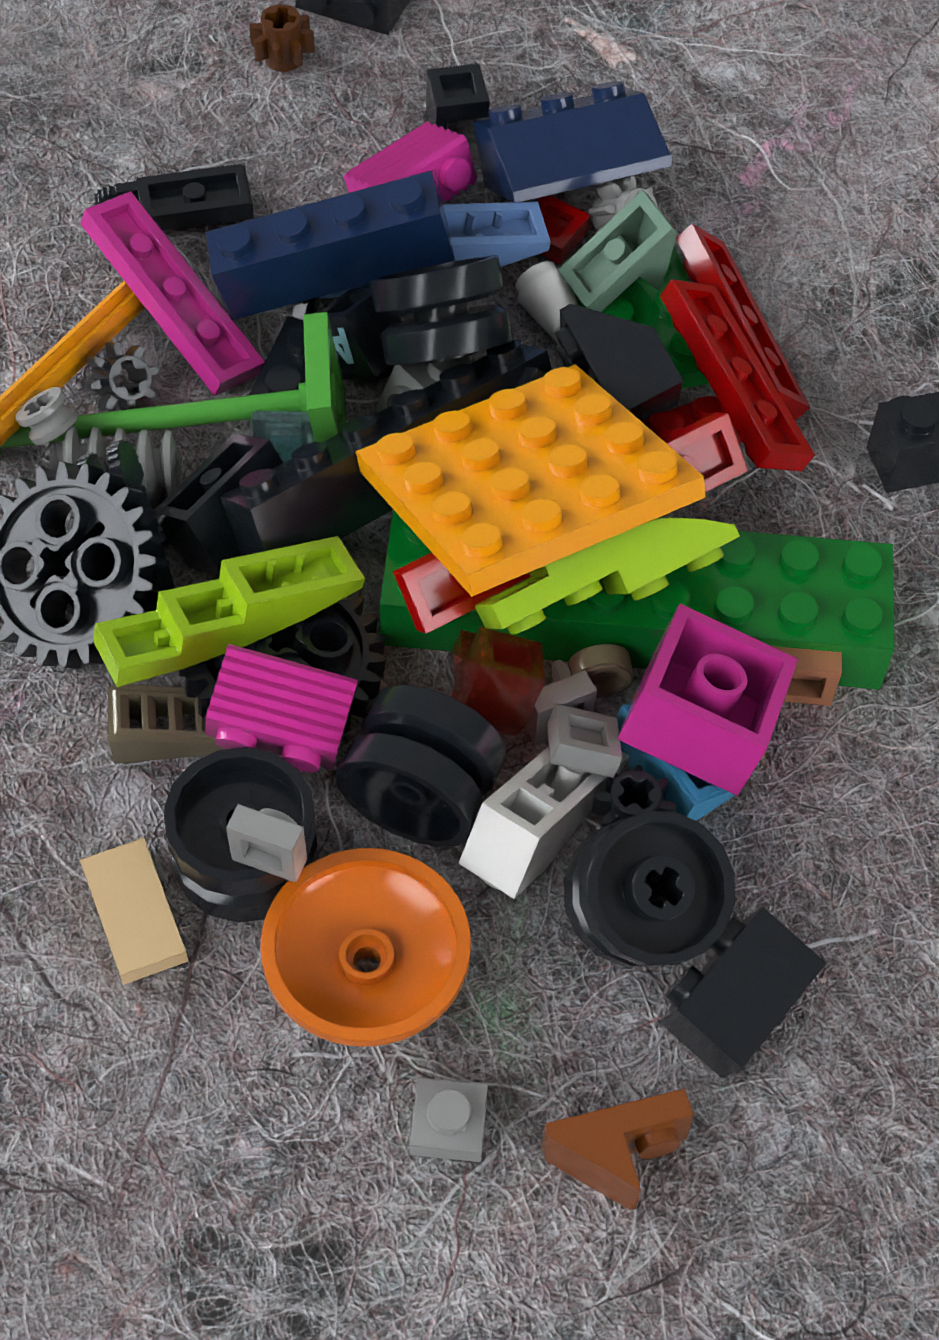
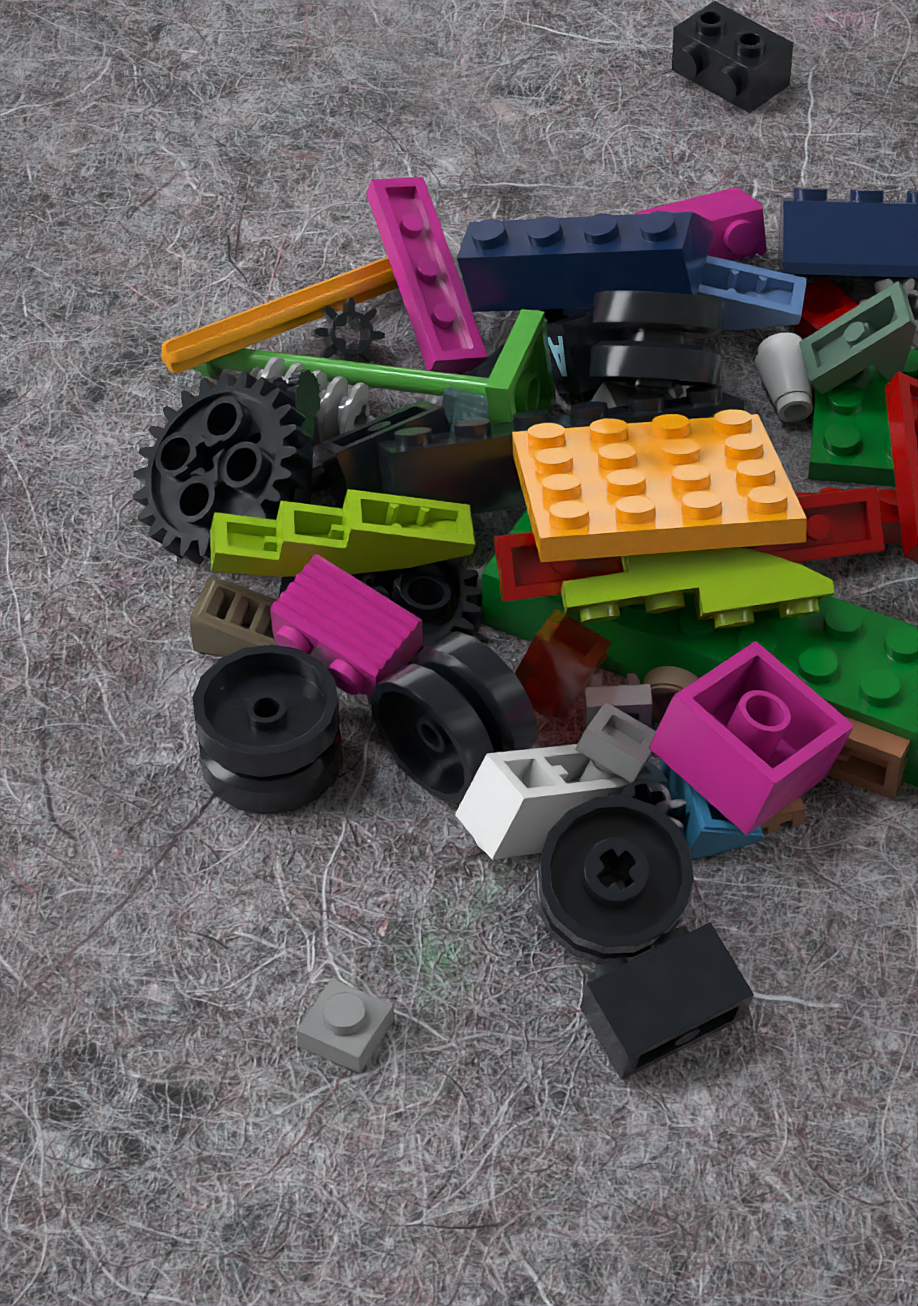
camera: 25 degrees right, 10 degrees down
(47, 415) = (260, 342): light grey bush -> none
(134, 911) = (149, 770): tan tile -> none
(190, 196) = (478, 199): black hinge -> none
(267, 841) = (271, 720): light grey plate -> none
(282, 37) = (639, 89): reddish brown gear -> none
(357, 909) = (329, 825): orange dish -> none
(455, 94) = (776, 170): black panel -> none
(599, 1143) = (473, 1080): dark orange slope -> none
(621, 358) = (807, 429): black slope -> none

